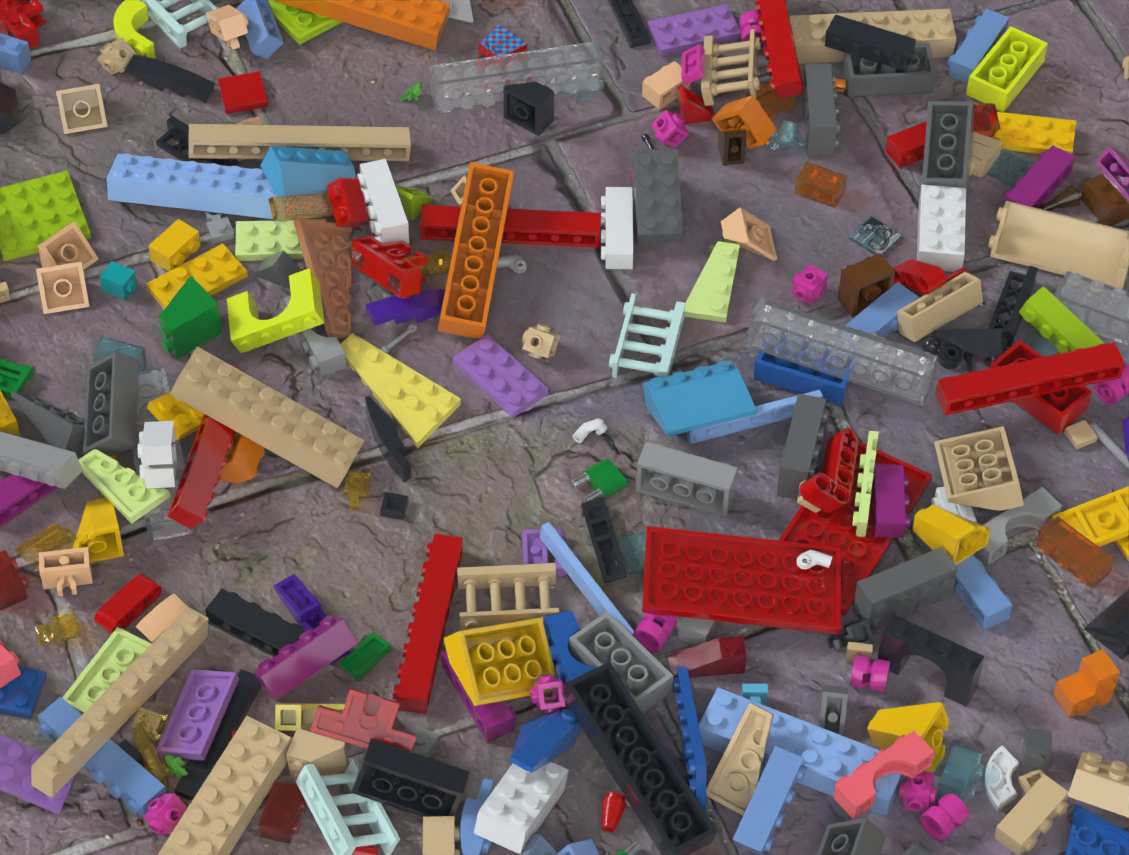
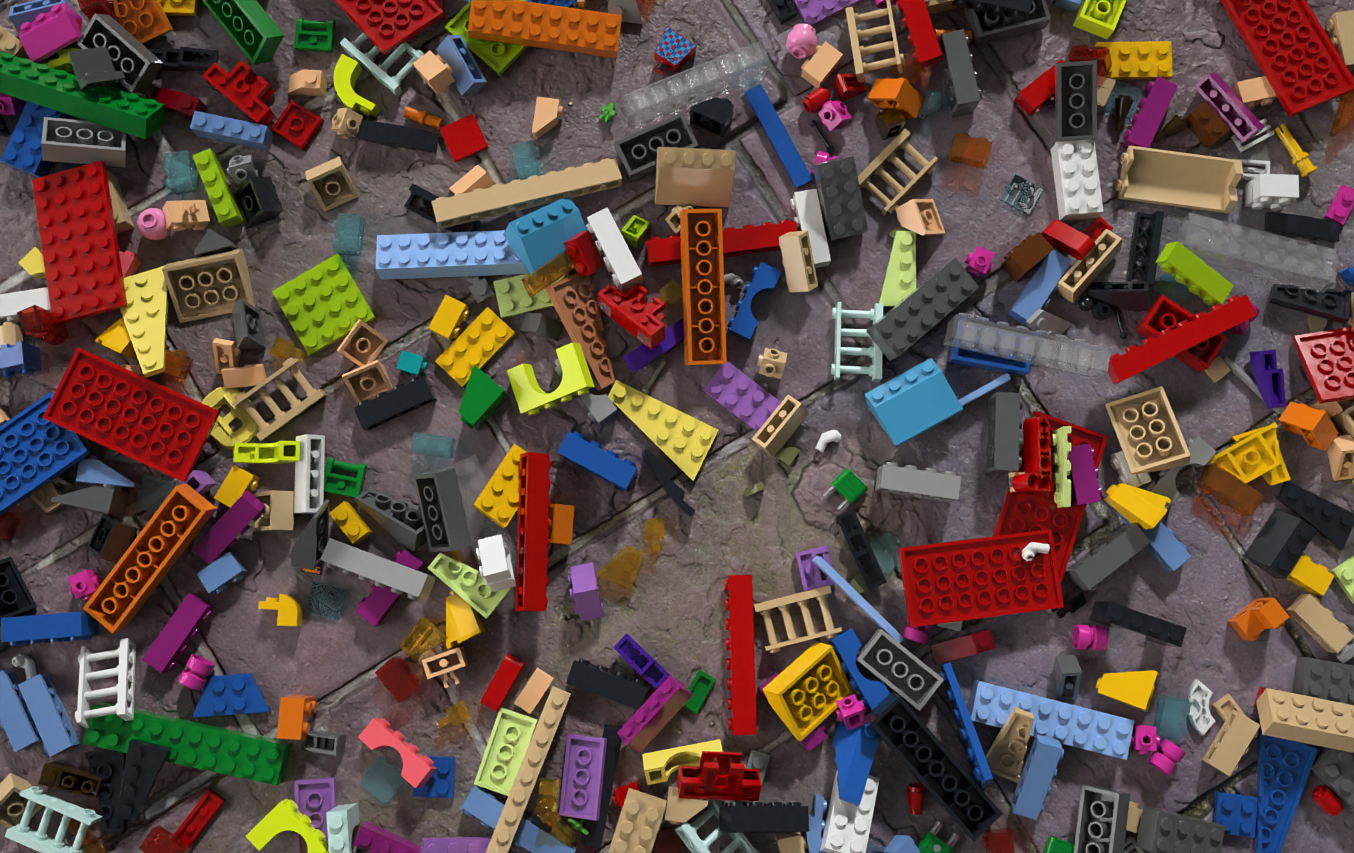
camera: 10 degrees left, 30 degrees up
(60, 55) = (297, 125): none -> red tile
(85, 18) = (308, 83): none -> light nougat slope
(85, 154) = (348, 234): none -> clear light blue brick
(87, 314) = (394, 403): none -> black brick
(202, 66) = (423, 117): none -> orange pin
(257, 526) = (585, 592): none -> medium lavender brick
(266, 417) = (571, 499): tan brick -> none
(308, 112) = (526, 160): none -> clear light blue brick
(308, 390) = (597, 461): none -> blue brick
(309, 514) = (623, 567): none -> clear yellow wing
(341, 84) = (546, 115): none -> light nougat slope
(394, 505) = (687, 543): black tile -> none
(458, 126) = (639, 150): none -> dark grey brick
(489, 463) = (754, 489): none -> olive tile
(496, 144) = (694, 176): none -> tan slope
(535, 401) = (780, 425): none -> tan brick
(537, 437) = (787, 454): none -> olive tile
(550, 267) = (764, 281): none -> blue arch
(594, 246) = (798, 261): none -> tan brick
(601, 141) = (778, 136): none -> blue tile
(648, 58) = (801, 41): none -> bright pink piece
(650, 113) = (816, 99): none -> red brick
(693, 64) = (844, 46): dark pink plate -> none
(723, 312) = (922, 309): none -> dark grey brick
(727, 173) = (889, 155): none -> tan fence
(755, 692) = (1004, 675): medium azure tile -> none
(857, 648) = (1076, 618): tan tile -> none
(907, 756) = (1106, 763): coral arch -> none
(1008, 169) = (1122, 107): none -> dark brown cone
(1036, 748) = (1226, 682): dark grey brick -> none

